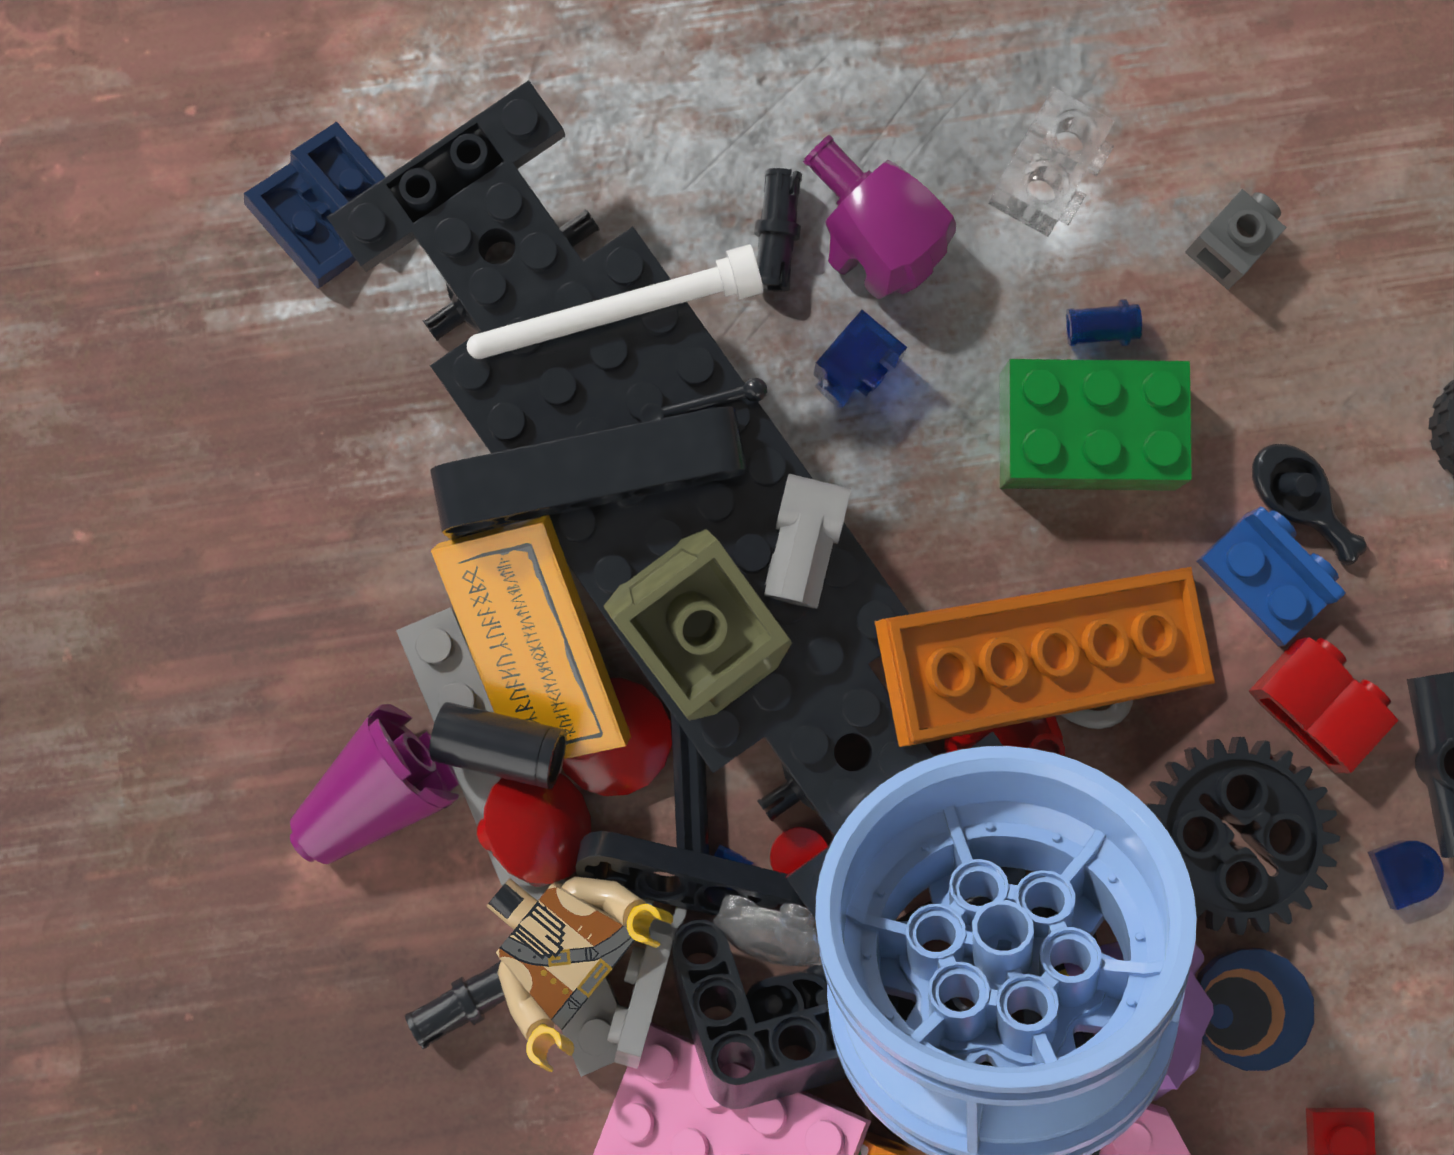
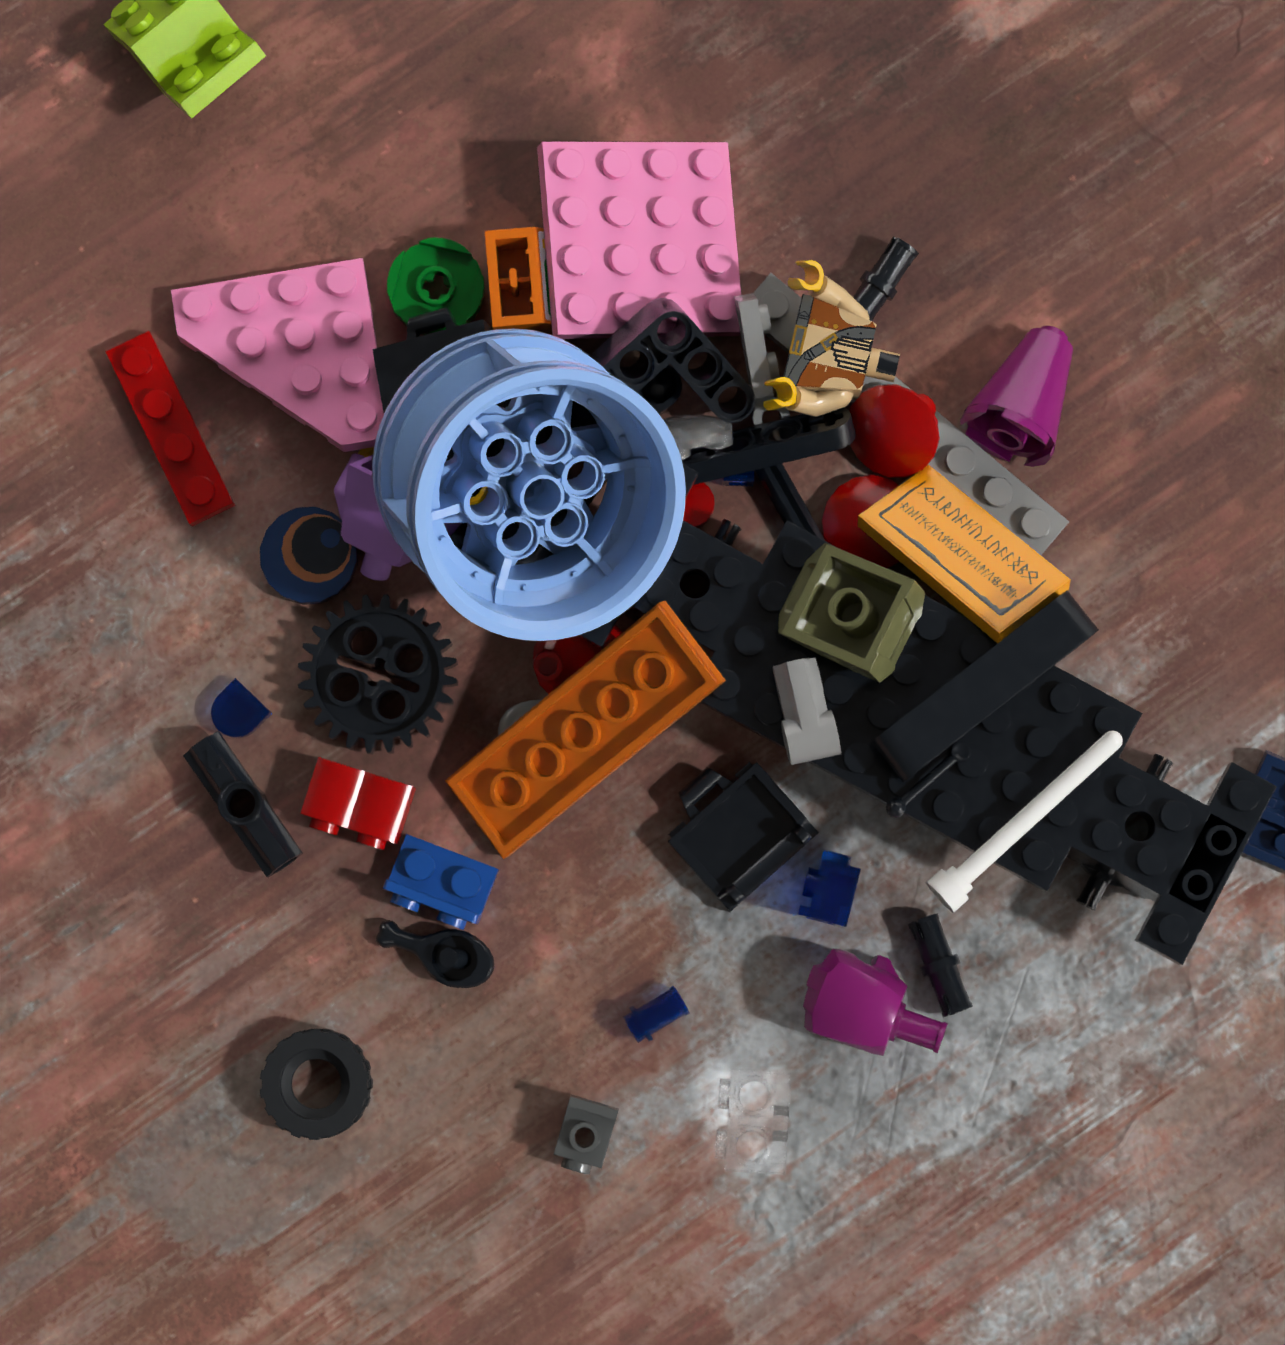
camera: 155 degrees right, 0 degrees up
(498, 745) = (950, 470): black pin -> none
(922, 469) = (740, 833): none -> black piece
(1095, 424) = (627, 927): green brick -> none

